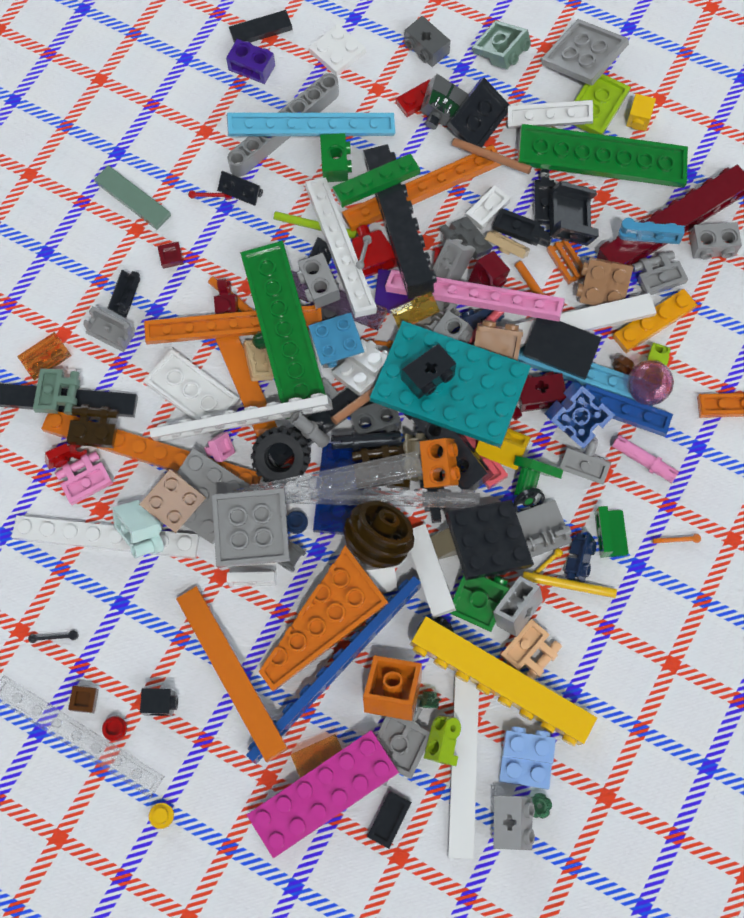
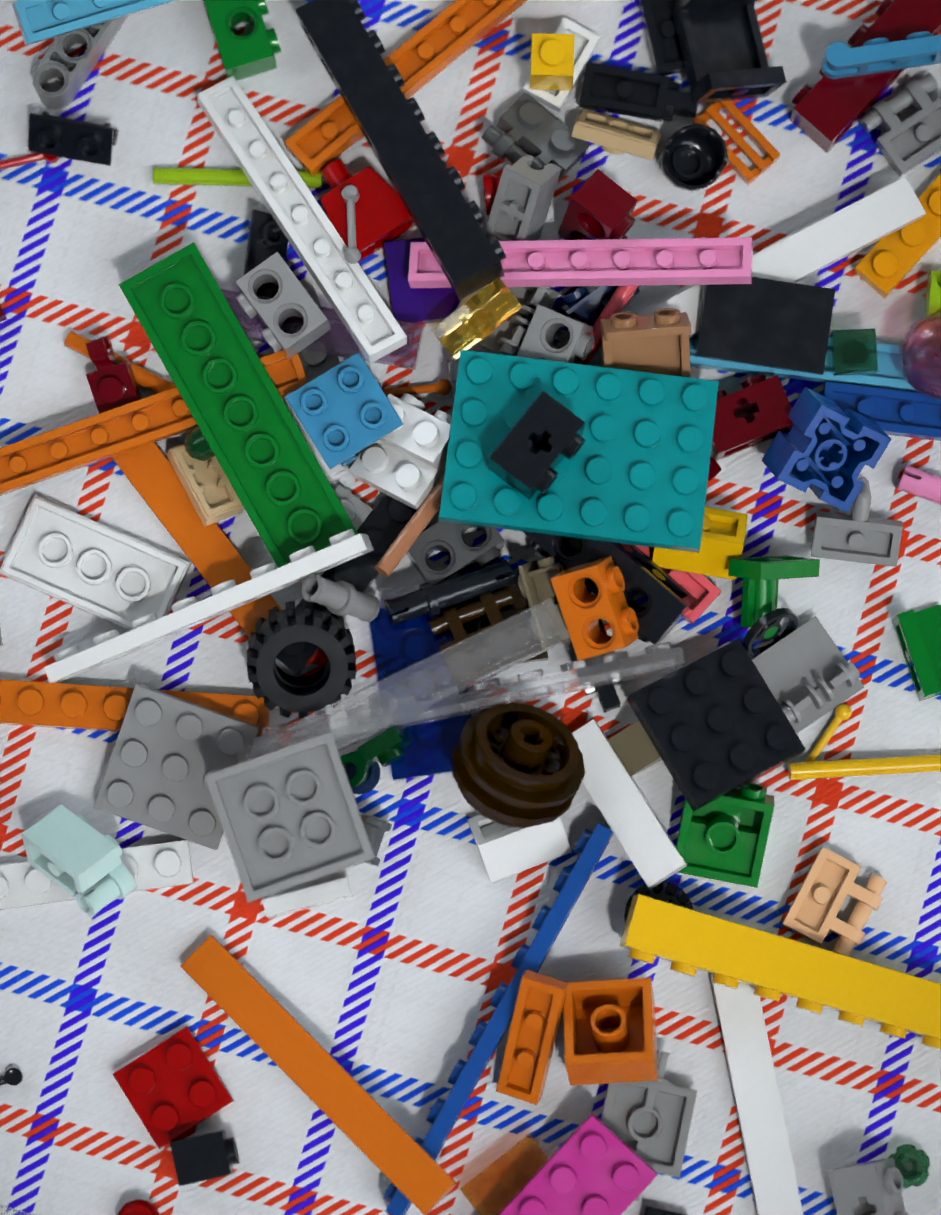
camera: 15 degrees left, 10 degrees up
(83, 699) = (68, 1186): reddish brown plate -> none
(154, 661) = (173, 1087): none -> red plate
(172, 500) = (127, 794): medium nougat hinge -> none
(220, 447) = (182, 668): bright pink tile -> none
(309, 510) = (382, 749): none -> dark green plate
(331, 613) = (471, 920): orange wing -> none
(350, 680) = (532, 1037): none -> orange plate
(376, 180) = (339, 73): green plate -> none
(429, 700) = (677, 1034): clear green plate -> none
(443, 740) = (718, 1099): lime leg -> none
(483, 200) = (552, 62): none -> yellow brick
(518, 606) = (794, 831): light grey brick -> none
(527, 758) = (869, 1091): light blue plate -> none
(528, 278) = (681, 202): orange bar -> none
(543, 262) = (693, 157): none -> black hair
(580, 566) = (888, 728): dark blue hinge -> none
(603, 281) = (815, 173): medium nougat plate -> none
(604, 371) = (854, 352): none -> clear green plate
(623, 364) = (887, 327): reddish brown plate -> none

